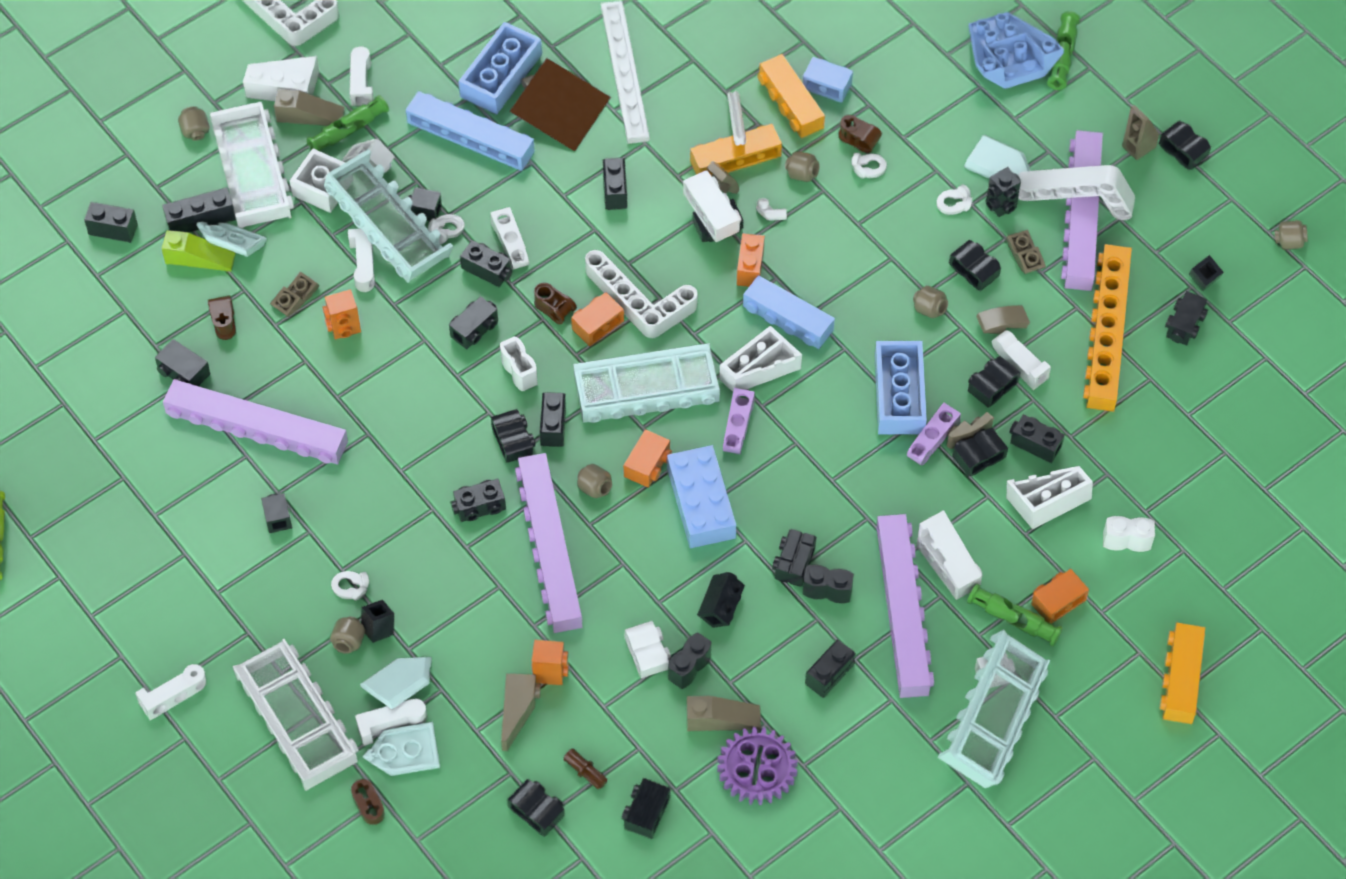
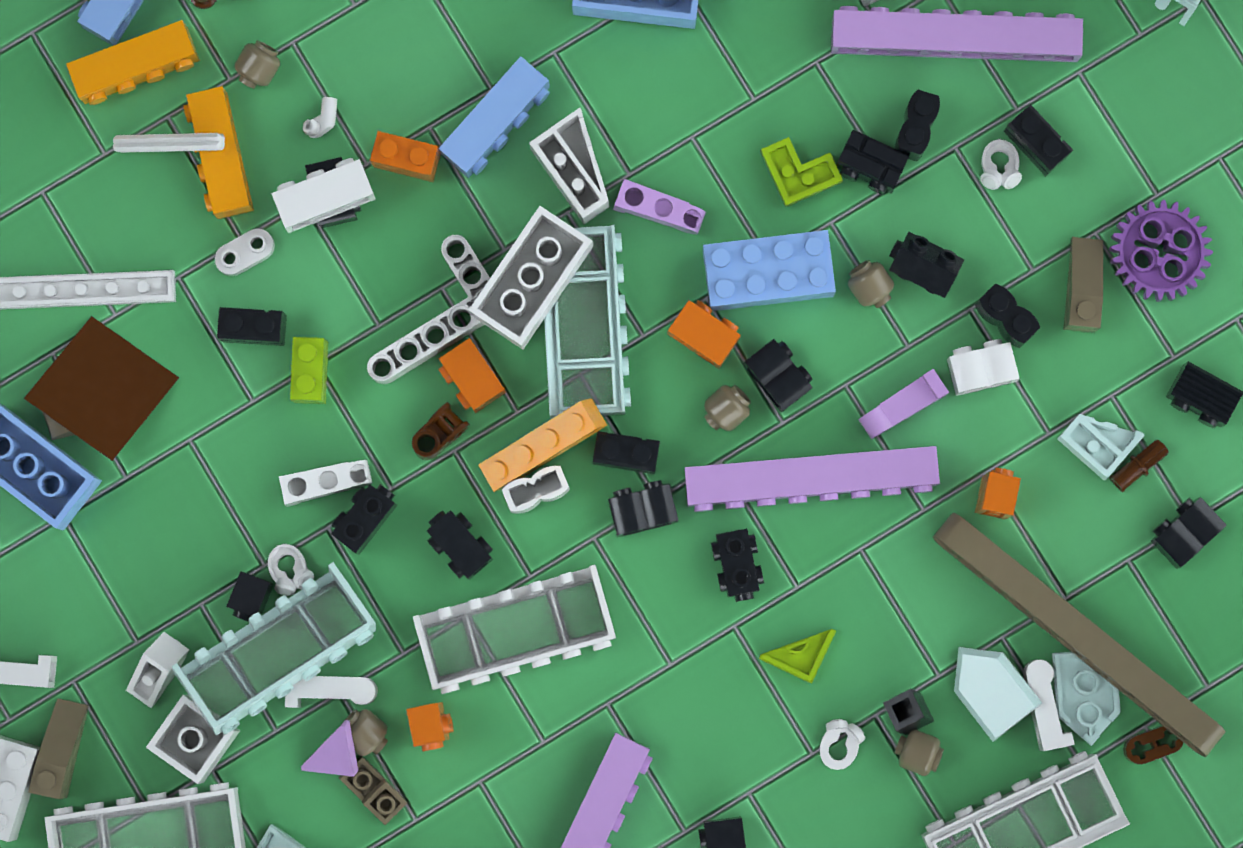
camera: 75 degrees left, 25 degrees up
(318, 262) = (335, 754): none -> lavender tile
(334, 280) = (367, 732): none -> dark tan head
(350, 123) = (85, 679): bright green piece -> none
(413, 553) = (802, 656): none -> lime tile
(416, 365) = (514, 629): none -> clear window
(445, 734) = (1079, 635): none -> dark tan beam
(470, 130) = (129, 521): light blue brick -> none
(518, 705) = (1042, 540): dark tan slope -> none
(553, 360) = (543, 444): none -> light orange brick
(588, 220) = (309, 370): none -> lime brick
(599, 738) = (1099, 444): none -> light aqua wing
(612, 599) = (904, 404): none -> lavender leg
(623, 511) = (778, 374): none -> black brick
(666, 176) = (245, 254): none -> white plate
(670, 333) = (531, 277): none -> white brick
(701, 566) = (870, 284): none -> dark tan head
(725, 180) = (271, 175): dark tan slope -> none
(775, 508) = (798, 180): none -> lime plate
(799, 655) = (991, 177): none -> white piece

